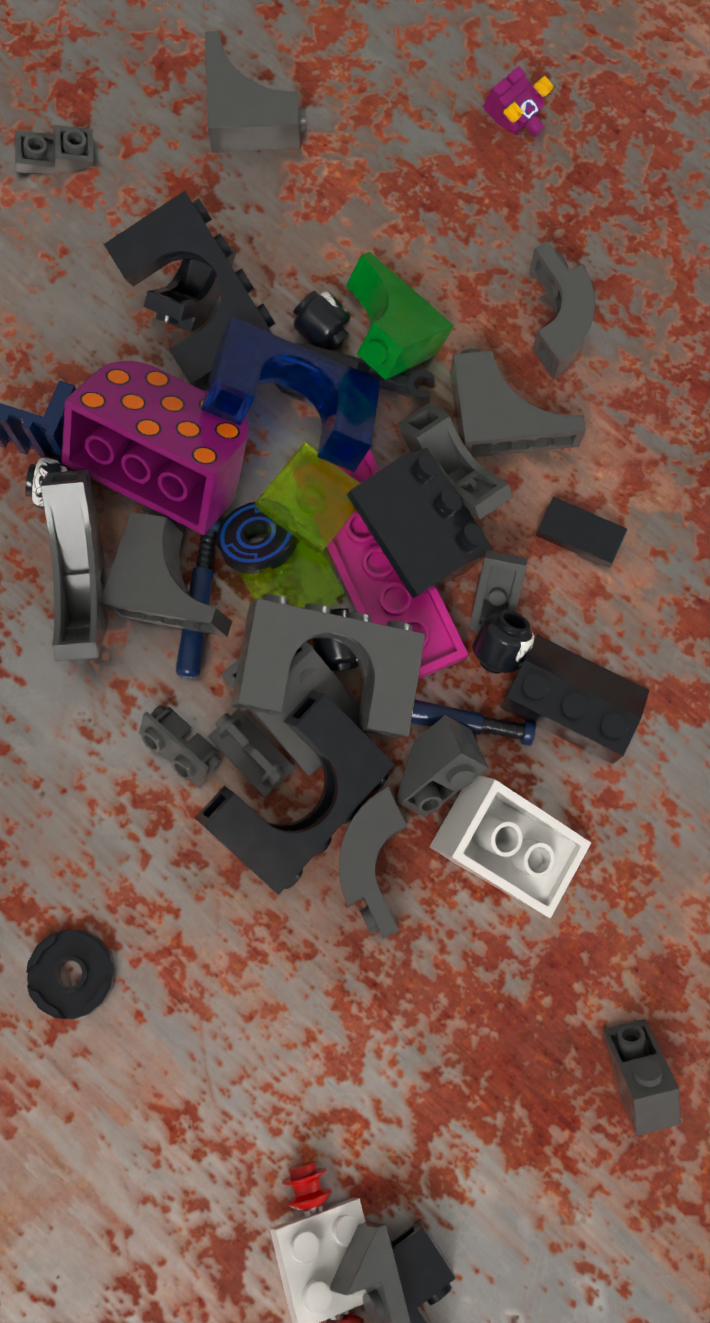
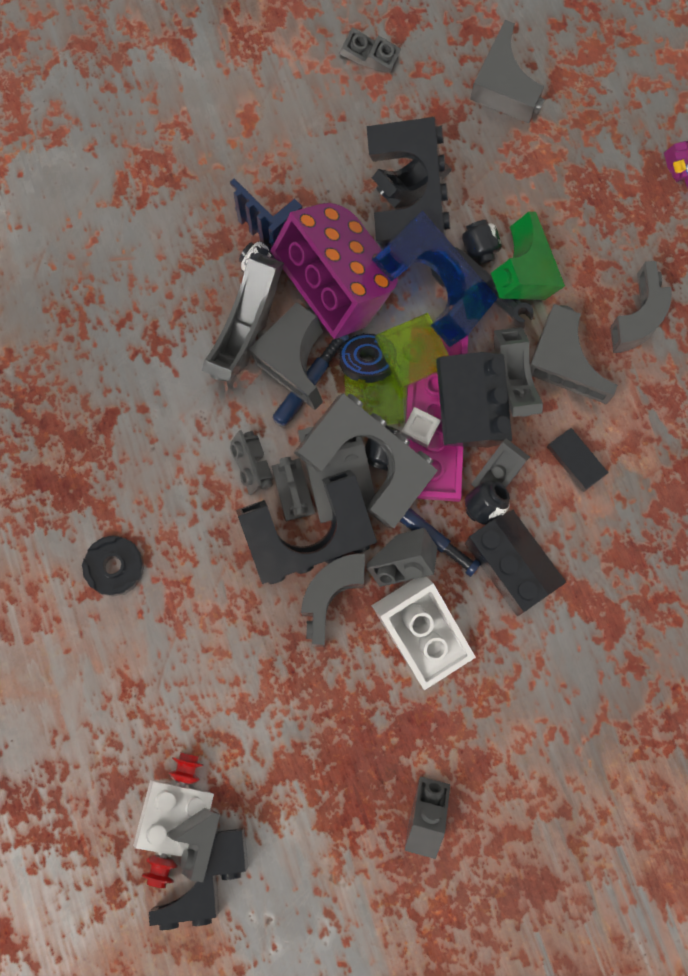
camera: 25 degrees right, 0 degrees up
(371, 590) = (420, 427): none -> white tile

